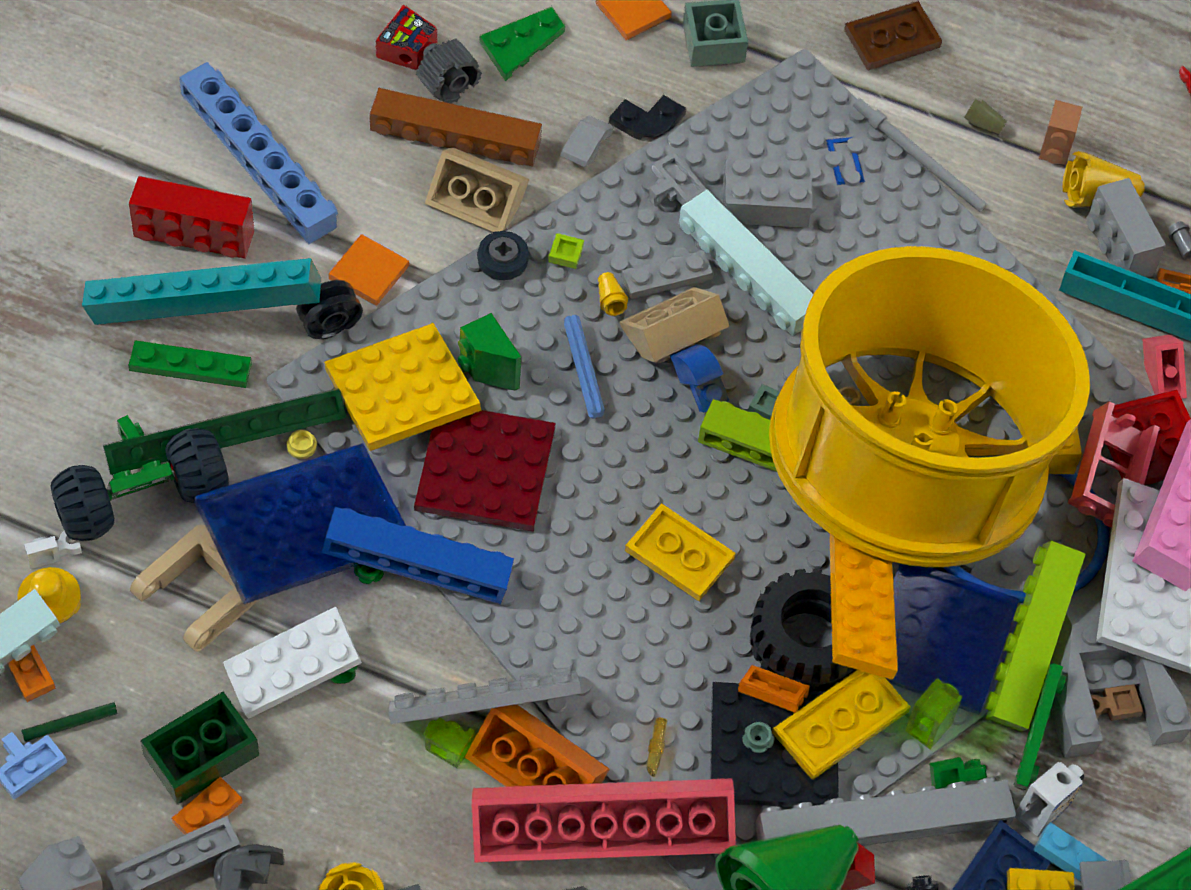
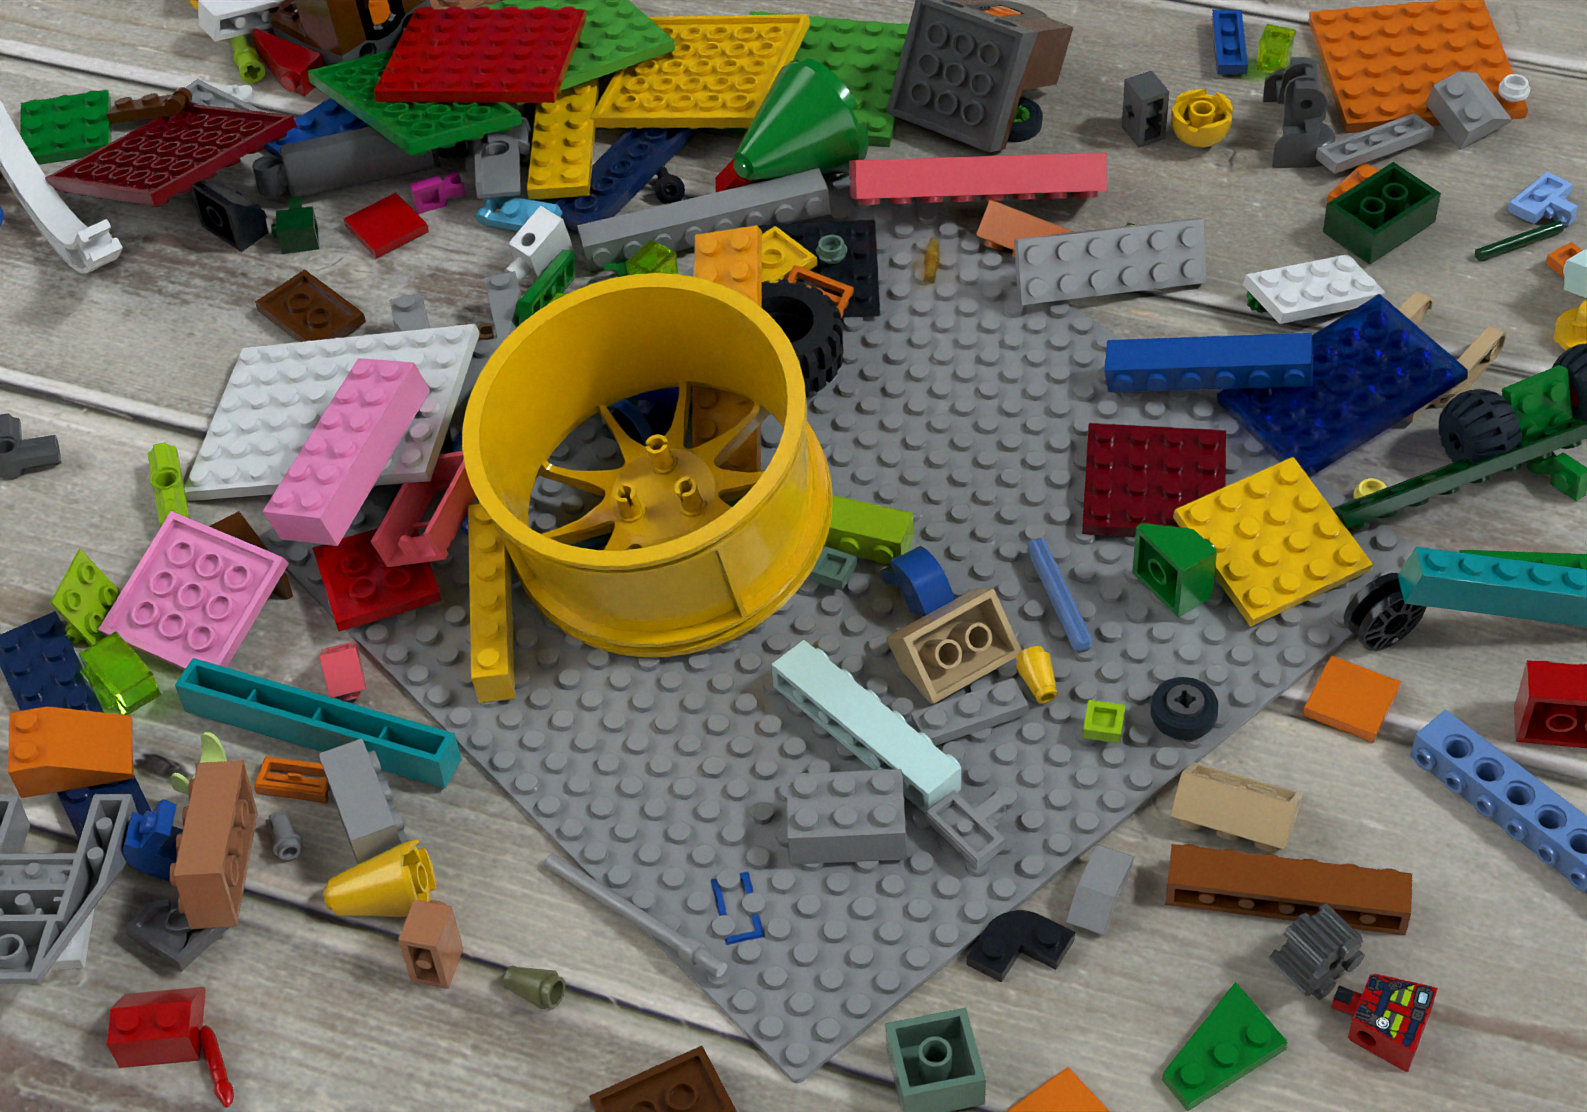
camera: 175 degrees left, 10 degrees down
(680, 552) = (924, 413): yellow plate -> none

